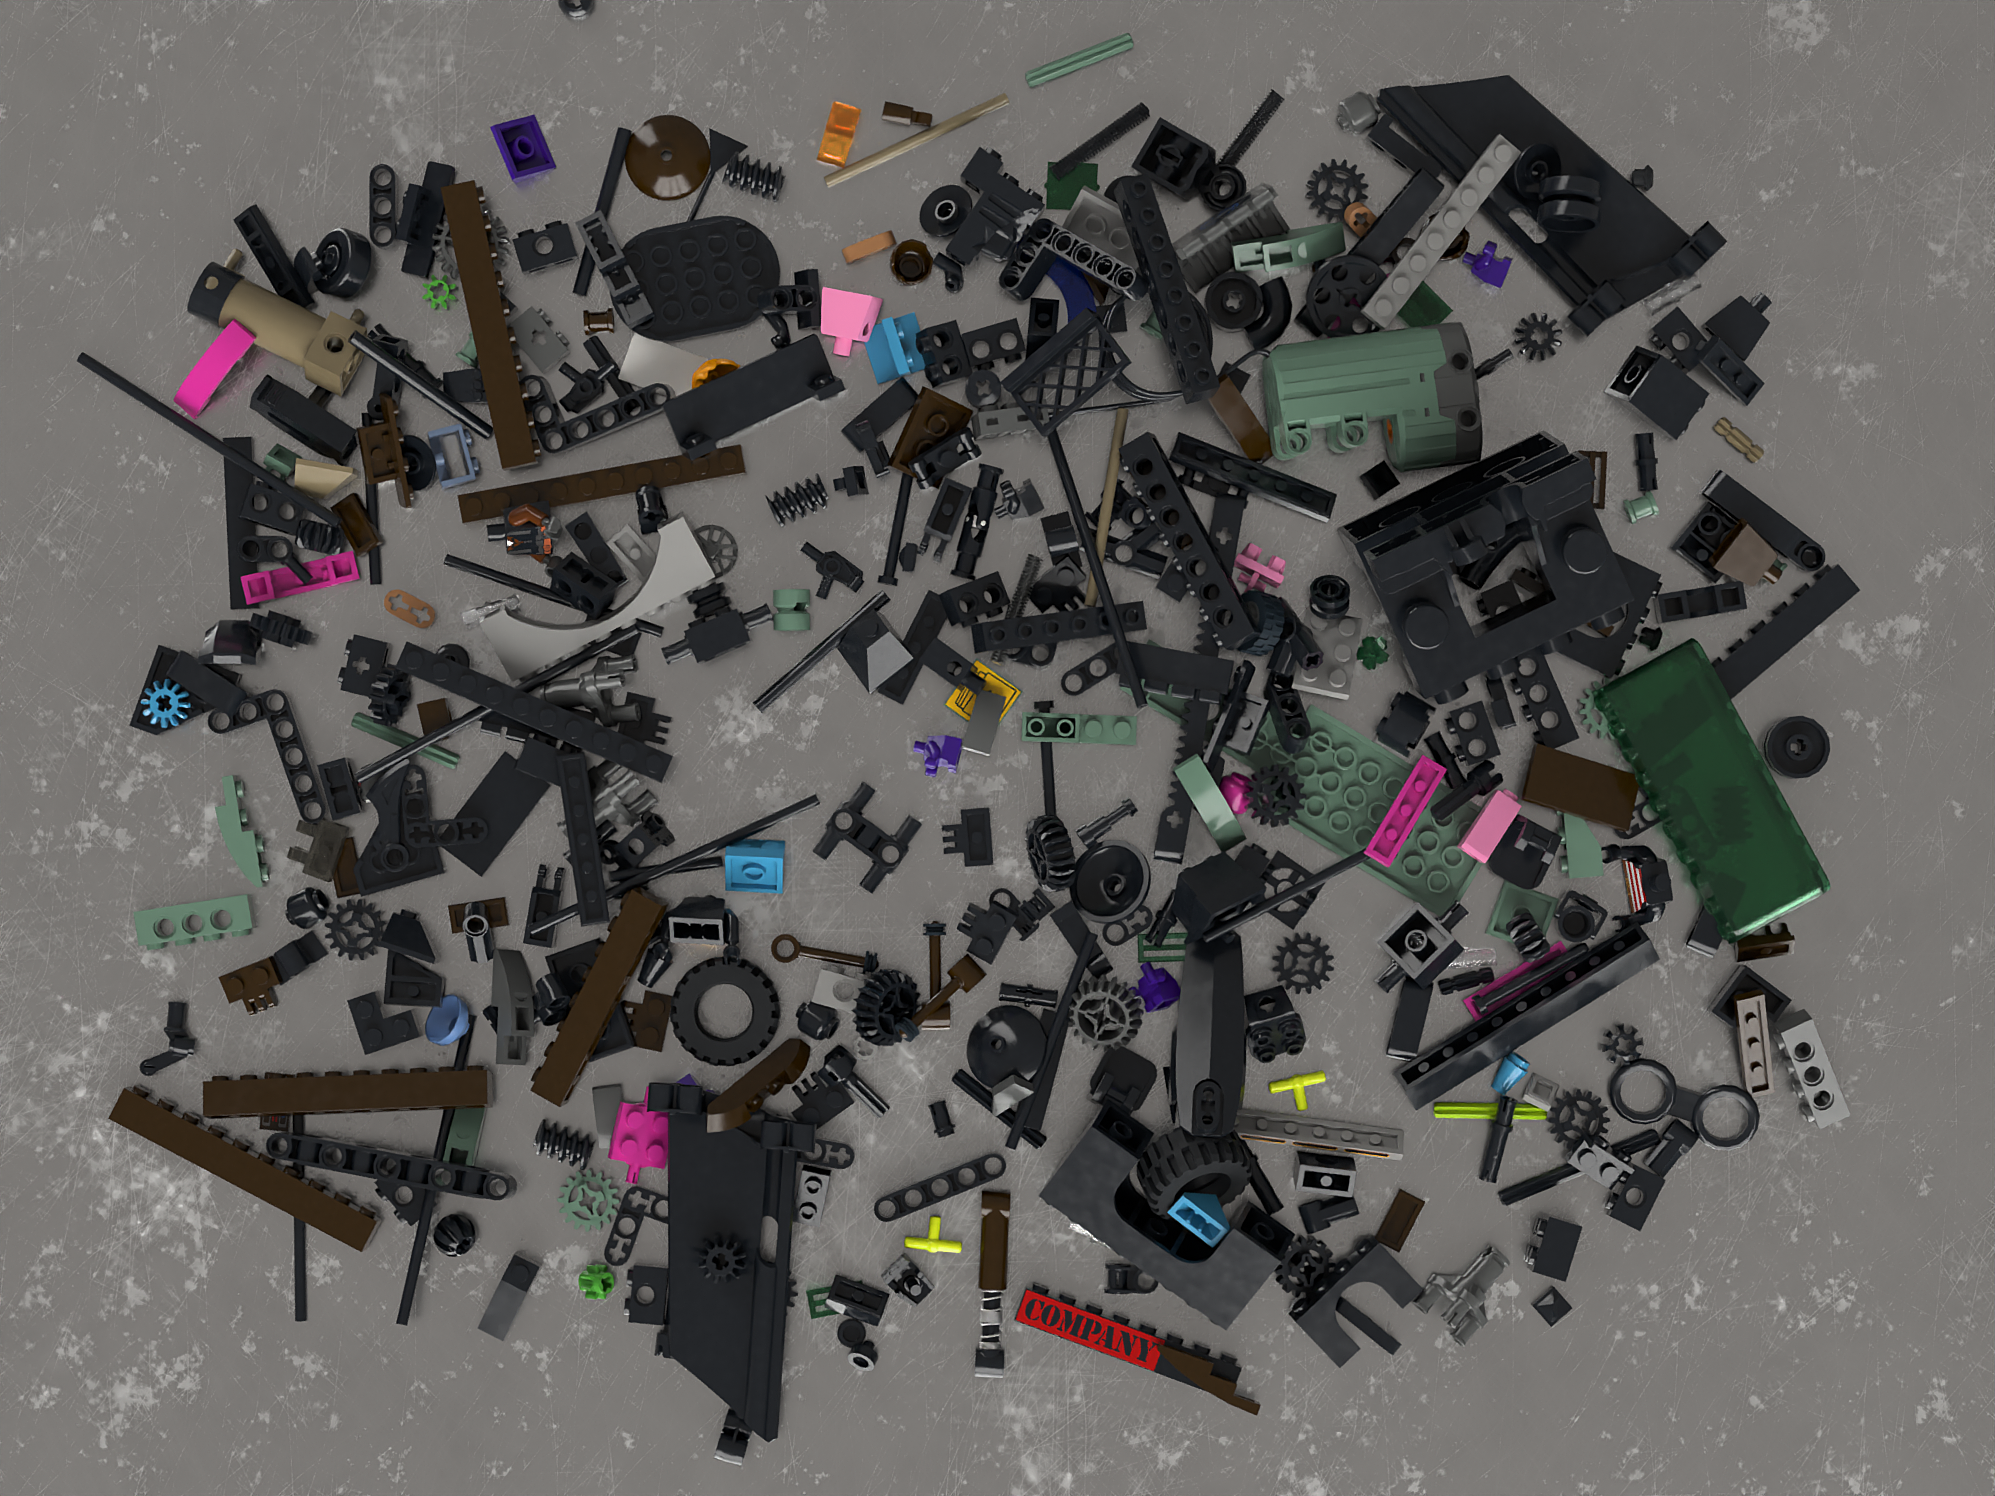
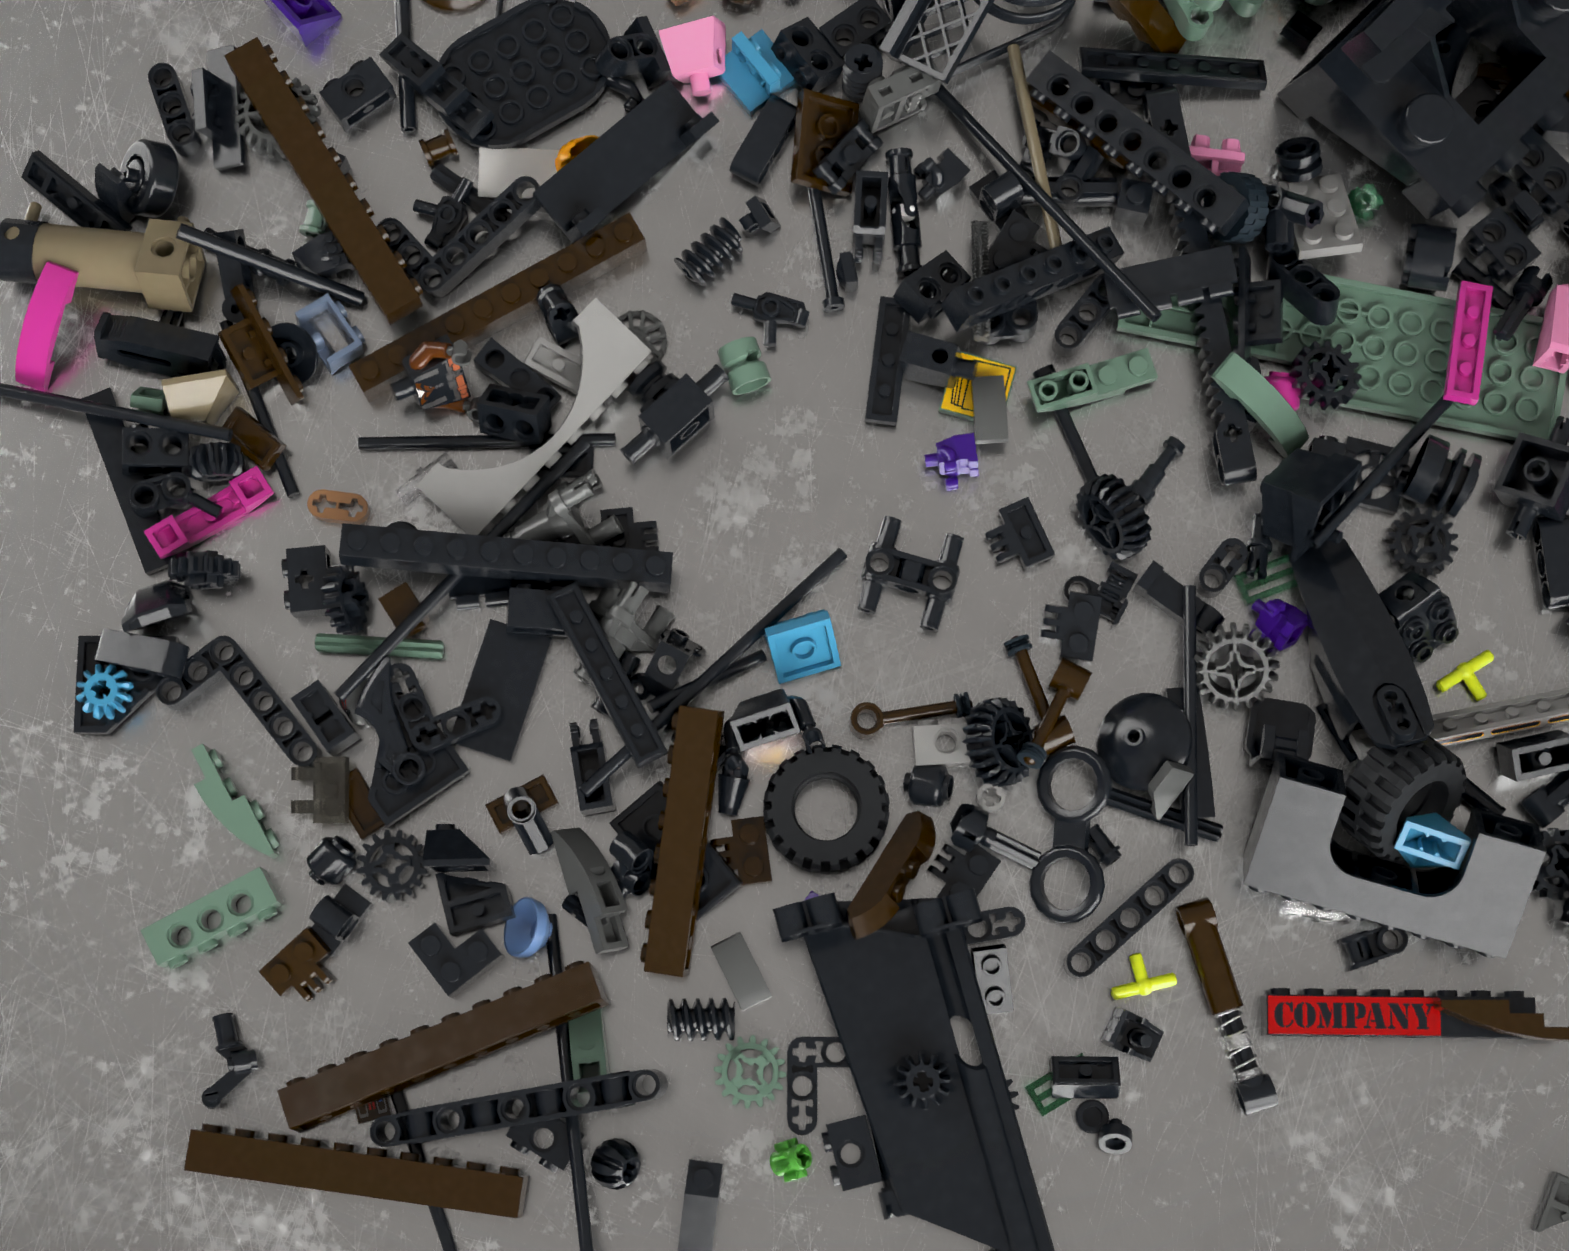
camera: 20 degrees left, 10 degrees down
(441, 299) = (255, 167): bright green gear -> none
(544, 355) = (390, 200): dark grey brick -> none
(639, 1138) = (782, 980): dark pink plate -> none
(817, 654) = (790, 400): black piece -> none
(874, 650) = (846, 376): black slope -> none
(875, 450) = (765, 165): black piece -> none
(918, 1102) = (1070, 834): none -> black bar
(1028, 995) = (1144, 680): black pin -> none
(1100, 872) = (1180, 512): black dish -> none
(1339, 915) = (1442, 476): none -> black wheel

